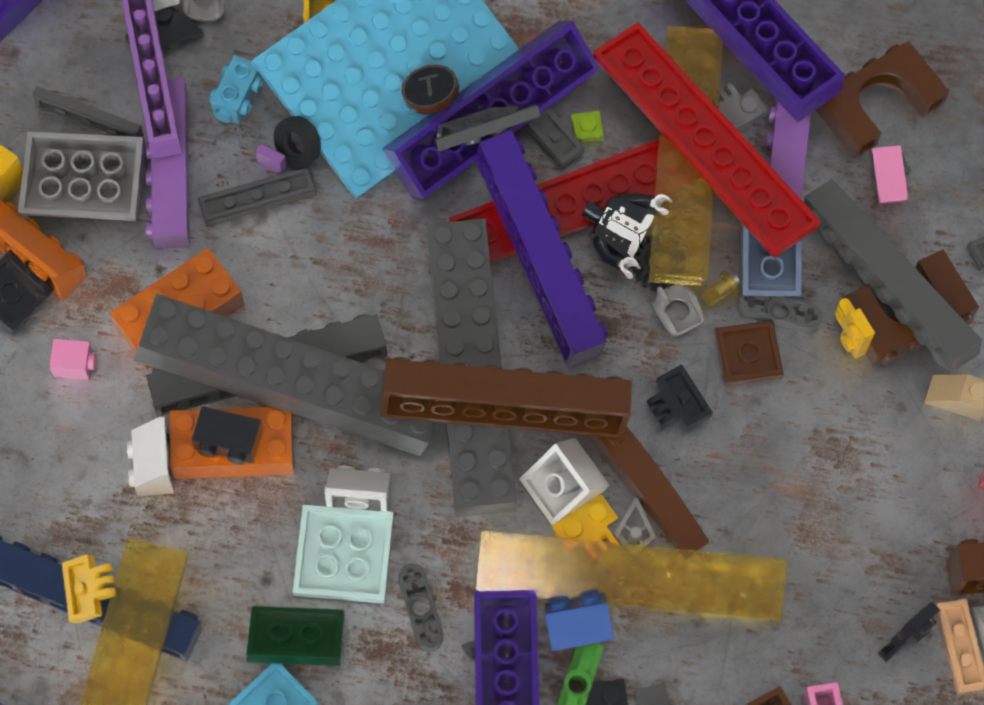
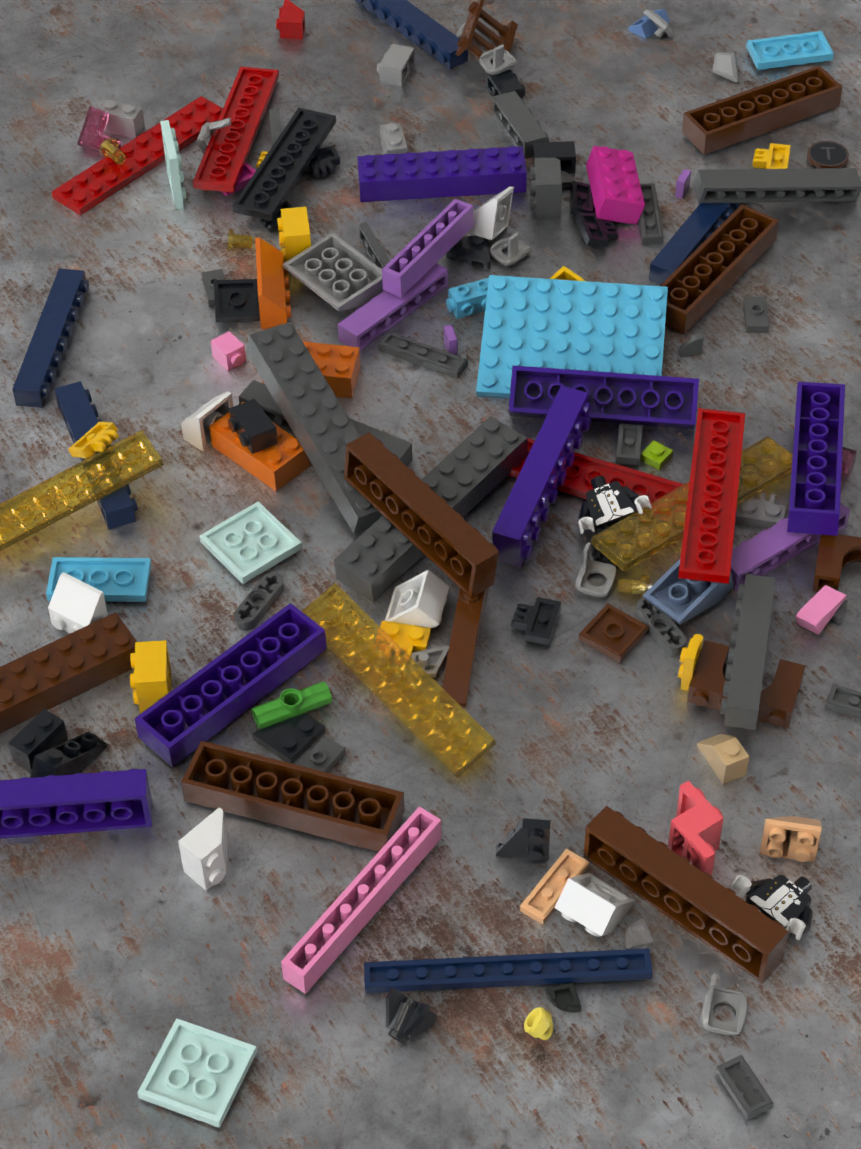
camera: 50 degrees right, 20 degrees down
(295, 636) = (173, 555): dark green plate -> none
(308, 135) = (472, 339): black tyre -> none
(358, 488) = (295, 515): white slope -> none
(430, 89) = (574, 357): black tile -> none
(481, 123) = (563, 378): dark grey wing -> none
(578, 620) = (330, 664): blue brick -> none

